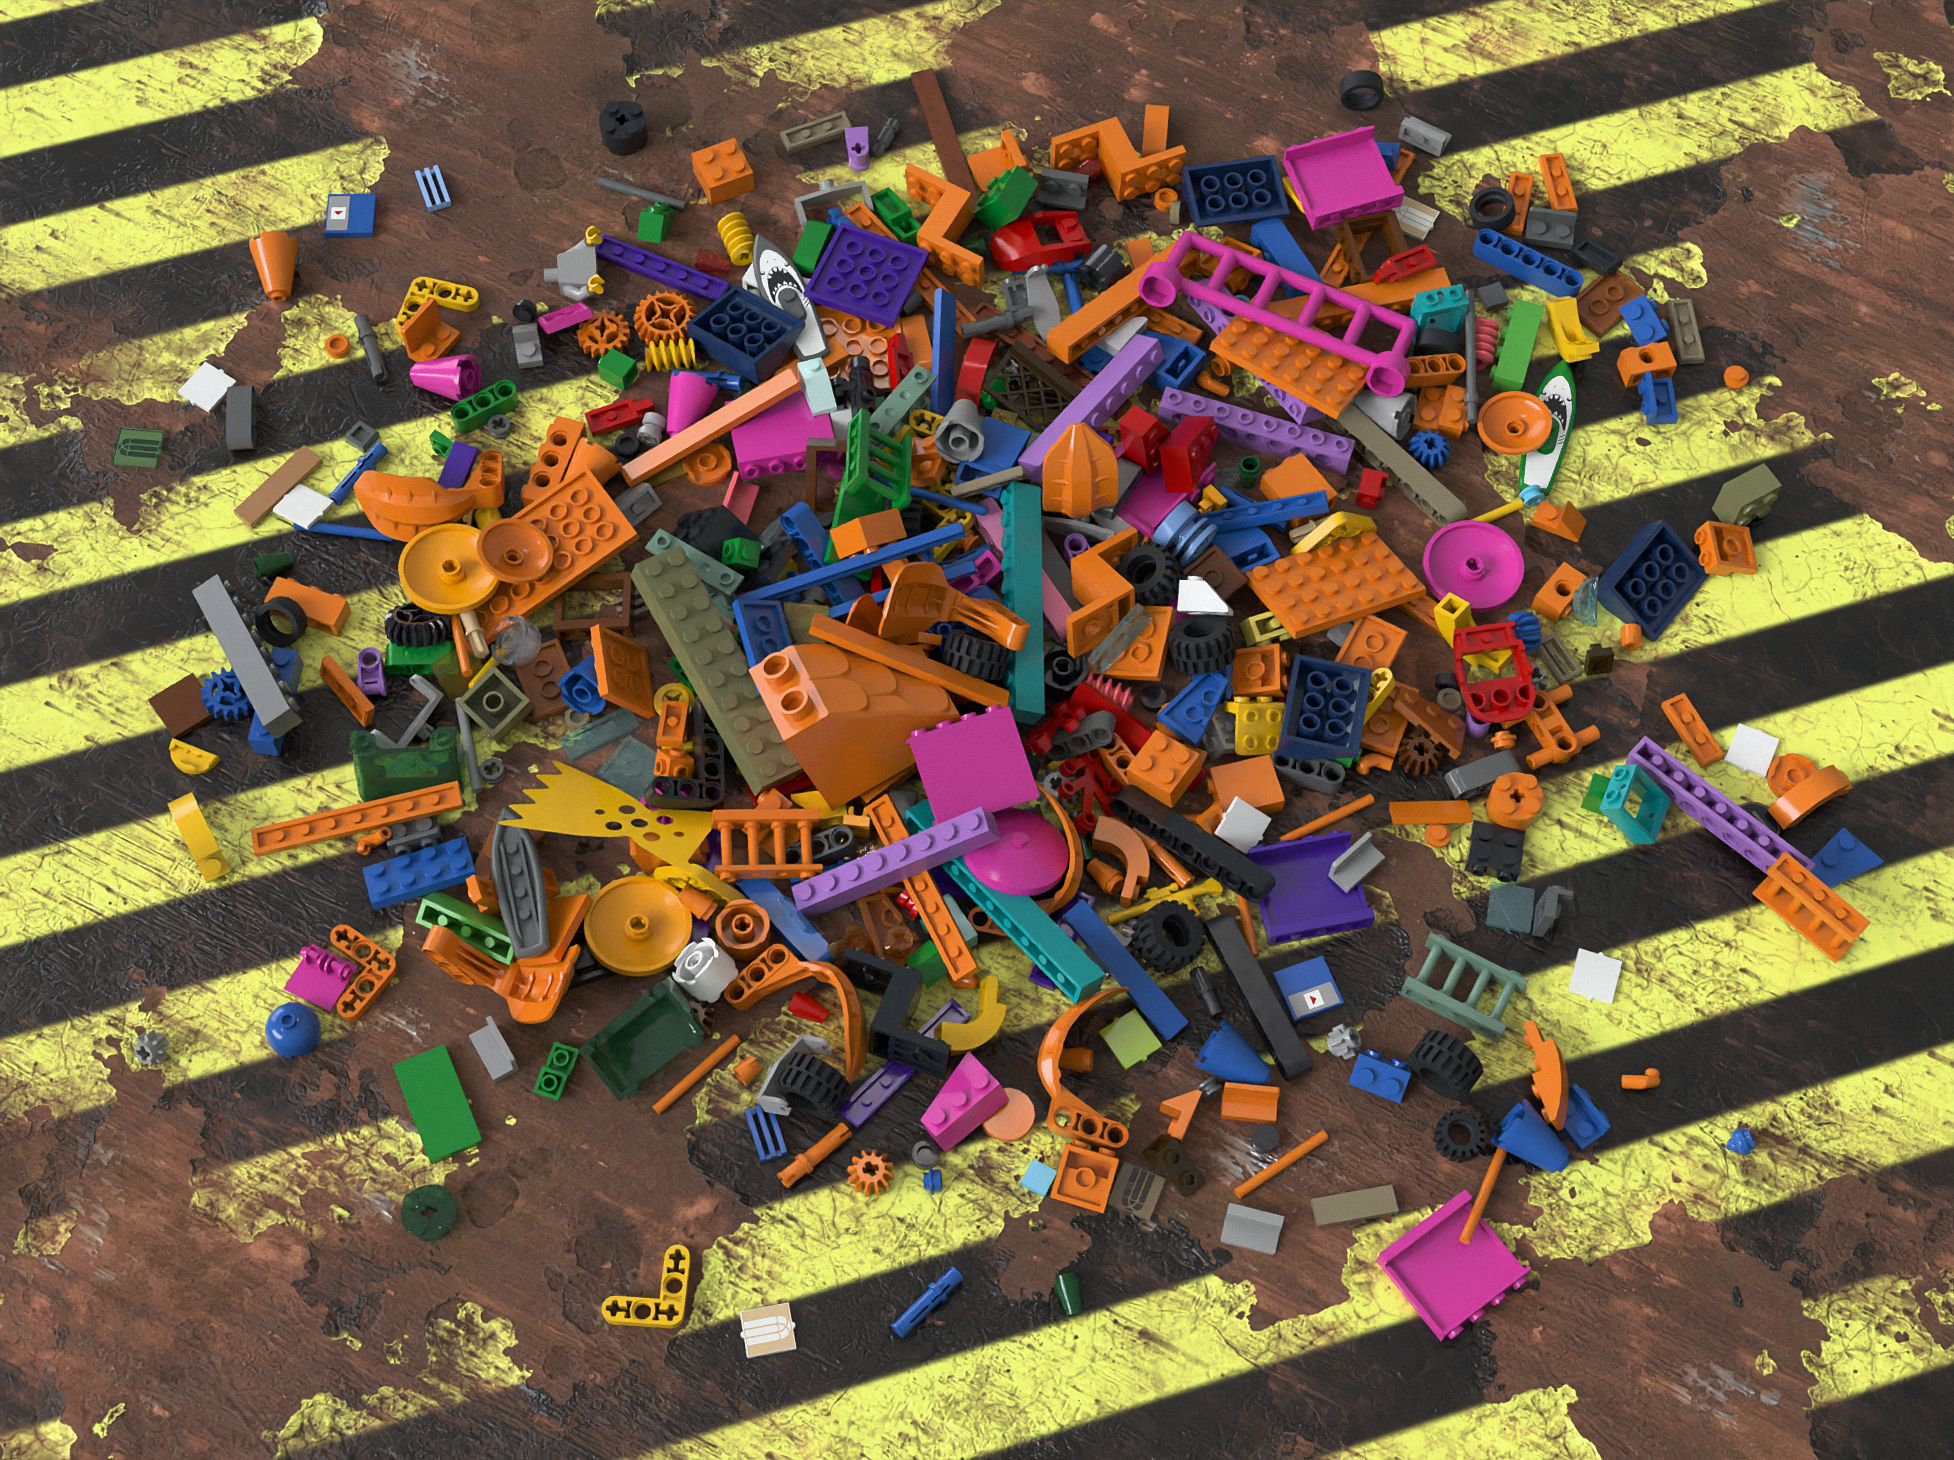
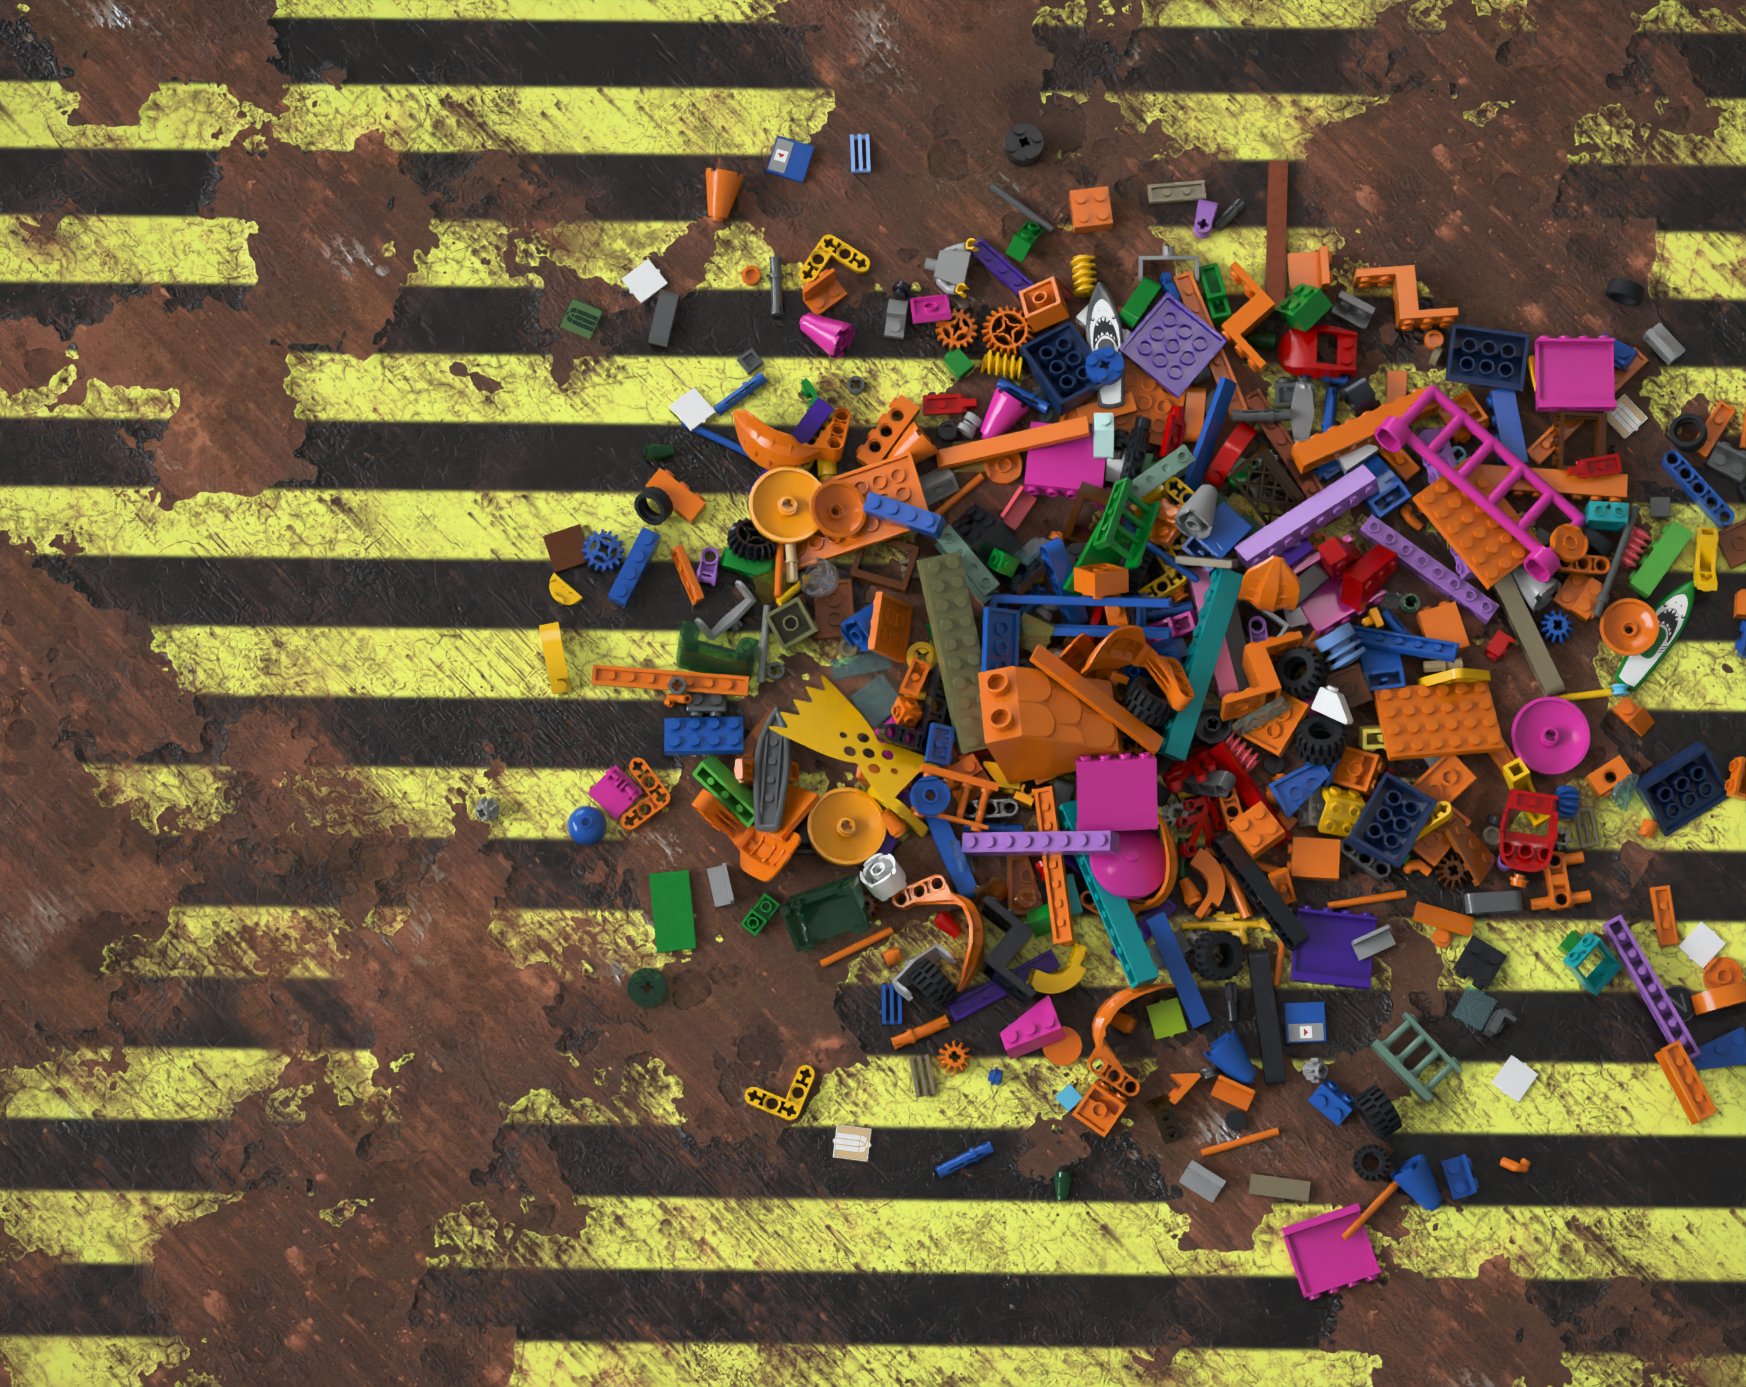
camera: 20 degrees right, 15 degrees up
(247, 656) = (623, 530): brick -> none
(281, 482) = (677, 385): medium nougat tile -> none
(374, 821) = (681, 690): none -> dark grey bush
(491, 397) = (842, 373): green beam -> none
(599, 531) = (904, 515): none -> blue brick
(657, 518) = (960, 494): none -> orange bar
(700, 276) = (1043, 304): none -> orange slope
(728, 785) = (939, 745): none -> blue bracket
(729, 859) = (937, 788): none -> blue plate
(743, 944) = (926, 862): orange brick -> none
(784, 309) = (1104, 356): none -> blue plate
(824, 1190) = (925, 1092): none -> dark tan tile
(925, 1155) = (996, 1056): tile -> none
(1089, 167) = (1377, 297): clear red cone -> none
(1136, 1190) = (1133, 1127): clear smoke piece -> none
(1155, 129) = (1445, 278): orange beam -> none
(1242, 825) = (1301, 888): white piece -> none
(1410, 344) = (1569, 542): none -> orange tile
(1515, 800) = (1517, 925): orange brick -> none
(1551, 1078) = (1448, 1148): orange slope -> none
(1598, 660) = (1615, 839): dark brown tile -> none
(1741, 1142) = (1567, 1231): blue plate -> none

